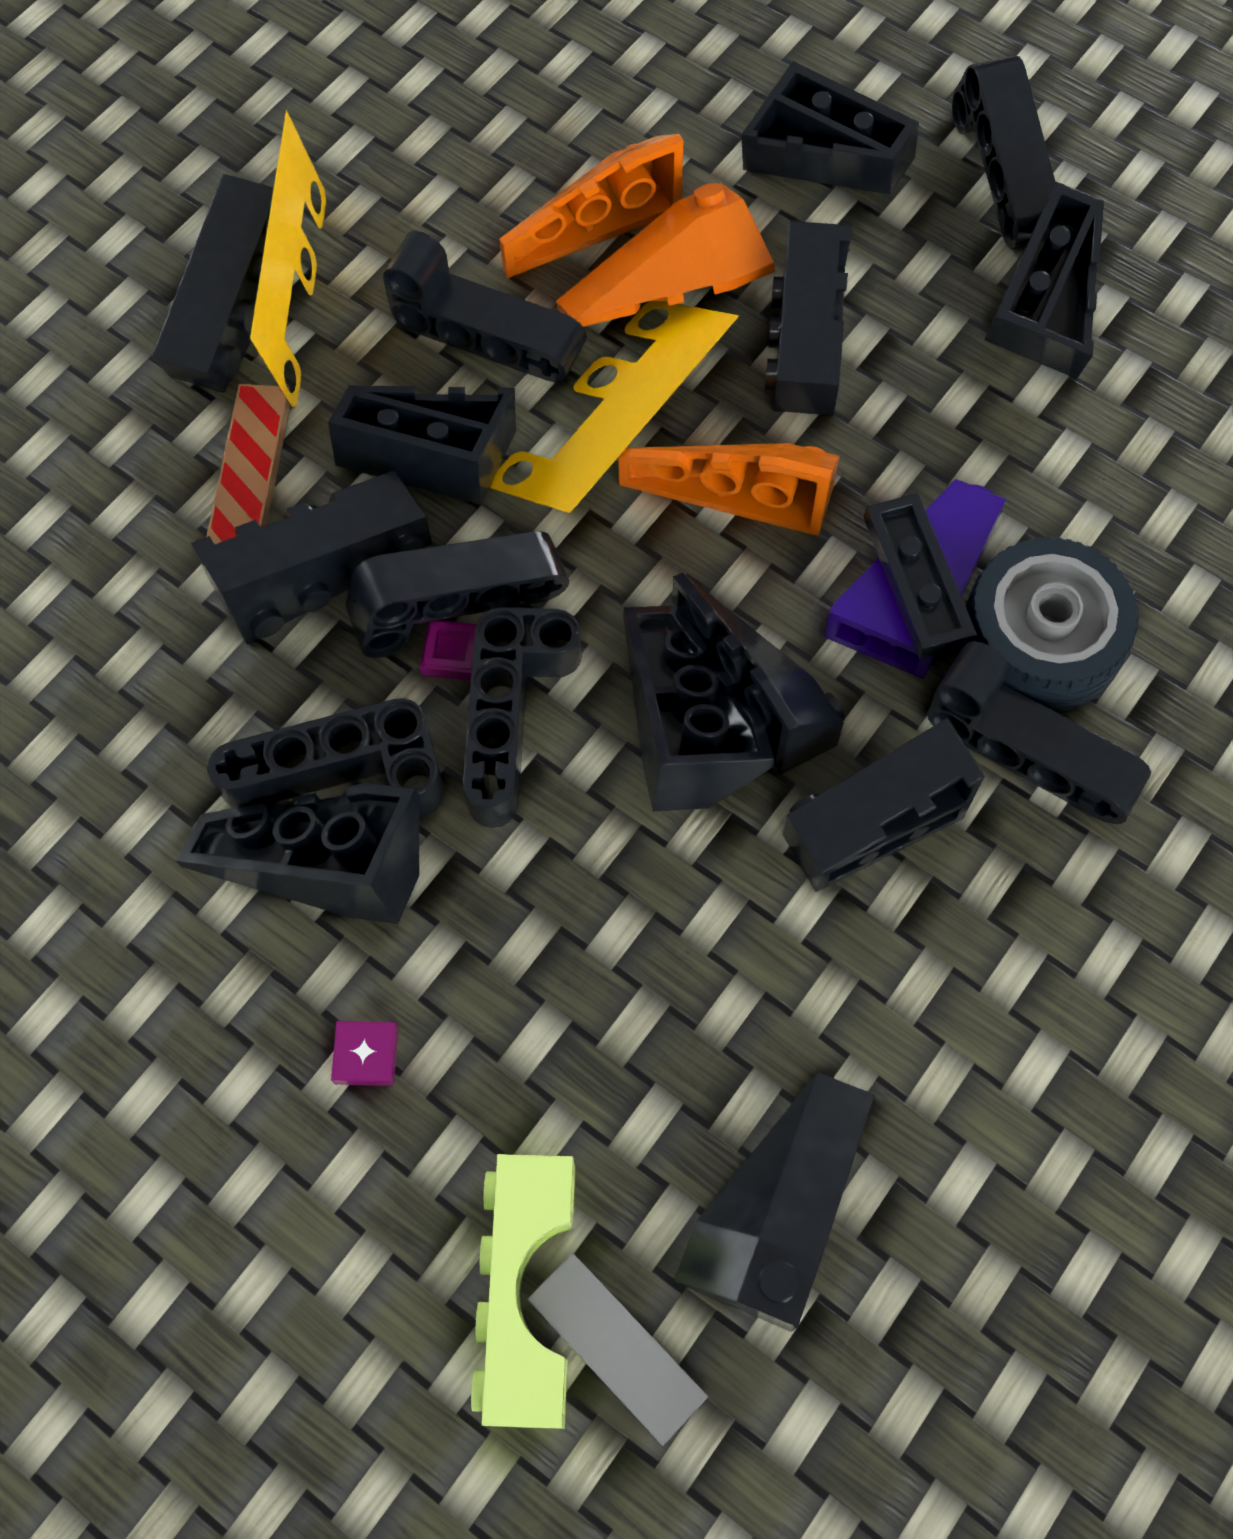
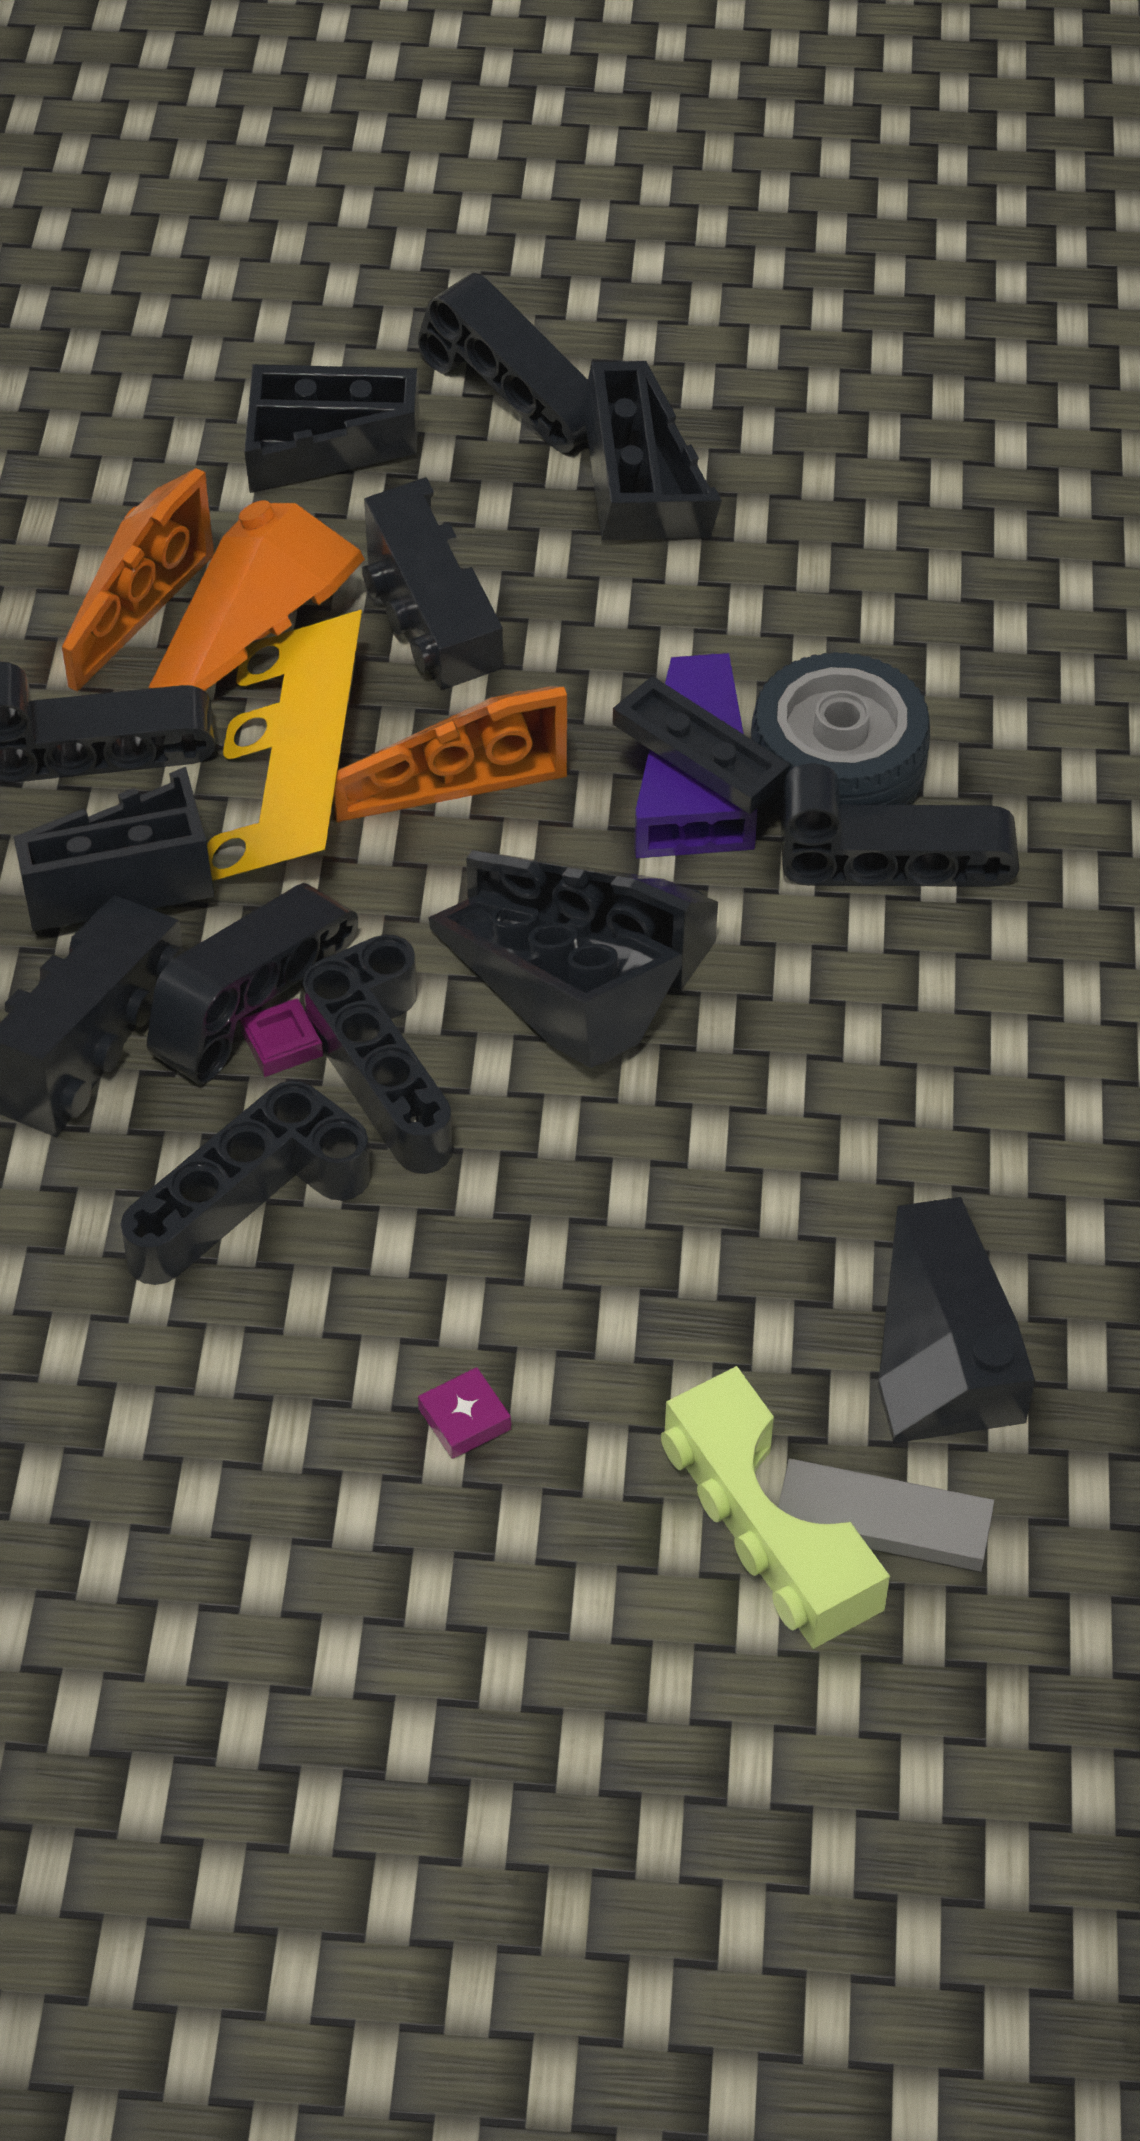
camera: 35 degrees left, 15 degrees down
(330, 853) = (302, 1260): black wedge -> none
(884, 806) = (804, 953): black wedge -> none

